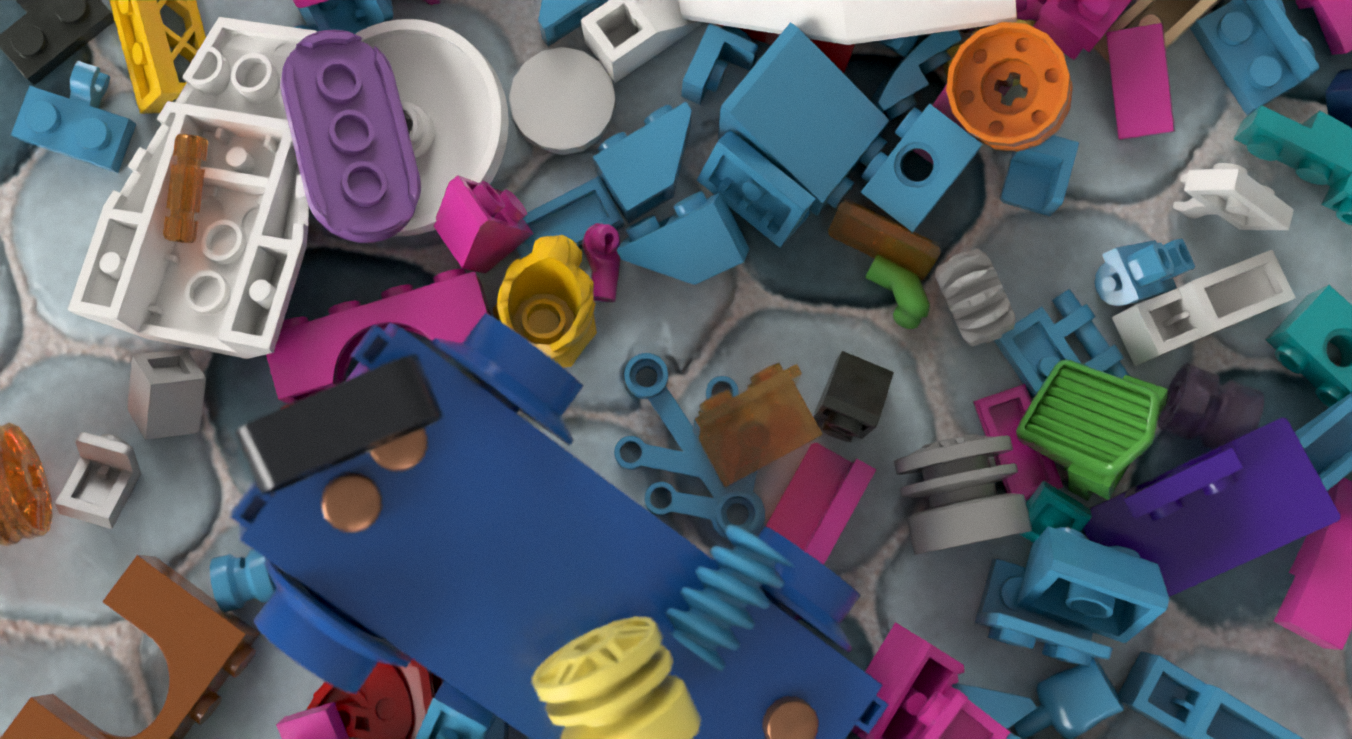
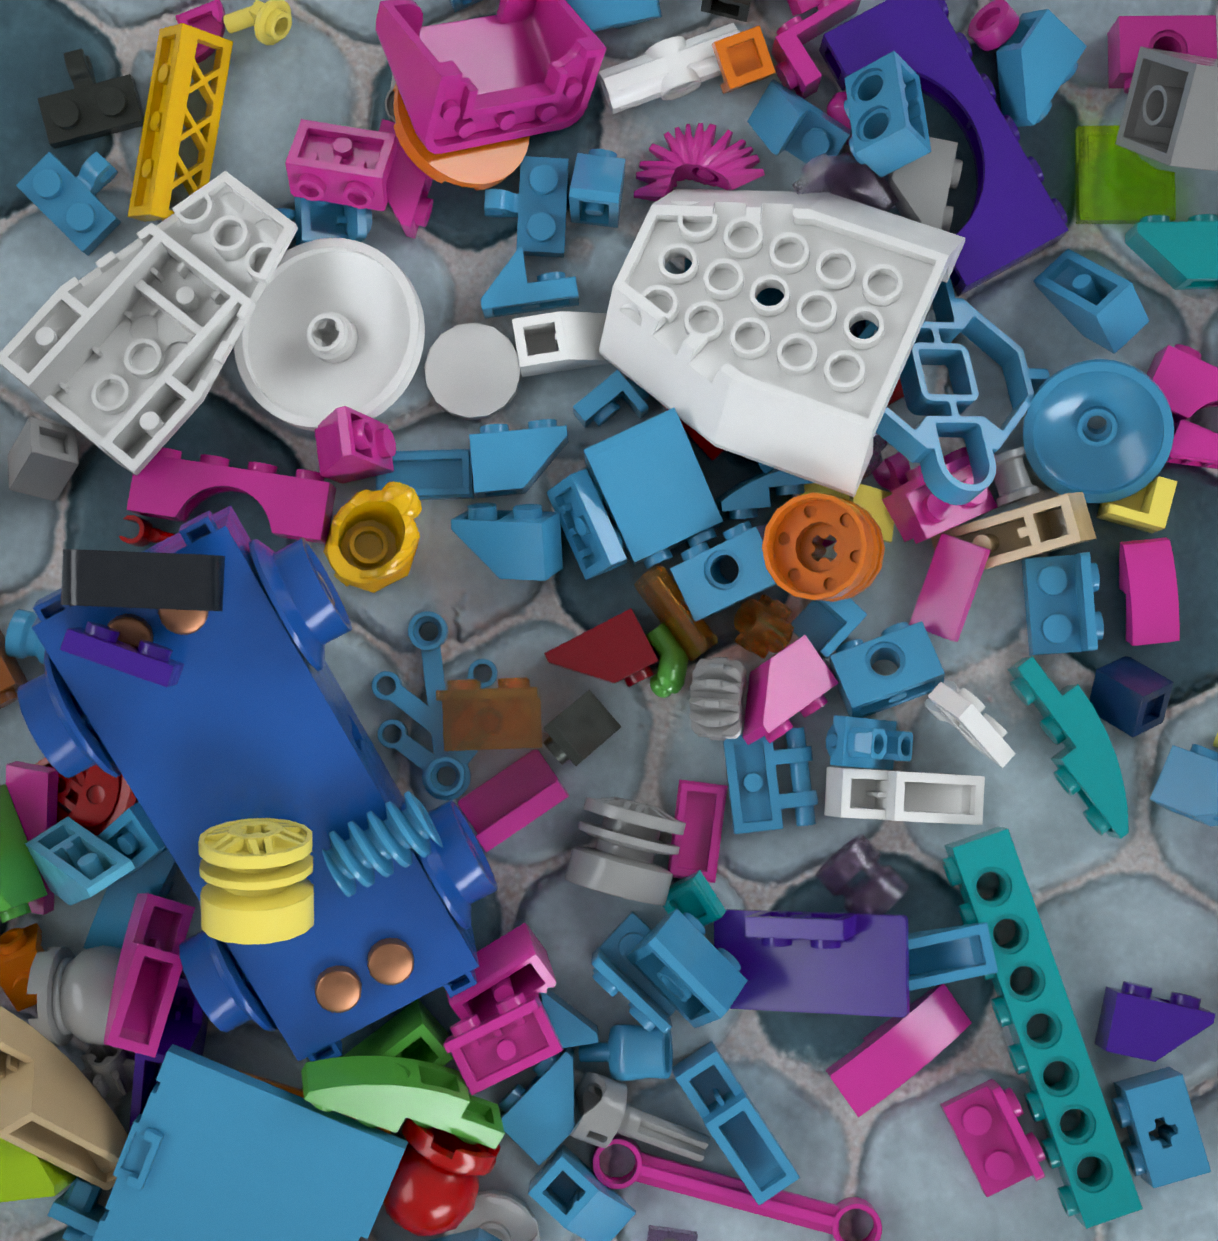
camera: 30 degrees right, 5 degrees up
(185, 188) = (132, 303): clear orange axle -> none
(327, 517) = (101, 645): none -> dark purple plate
(350, 136) = (280, 327): medium lavender tile -> none
(600, 249) = (441, 508): dark pink arm -> none
(839, 307) = (608, 652): none -> dark red slope
(980, 206) = (763, 626): none -> clear orange gear
(1034, 255) = (784, 686): none -> slope
(1092, 424) = (755, 845): bright green piece -> none
(1137, 161) = (868, 692): none -> dark azure brick

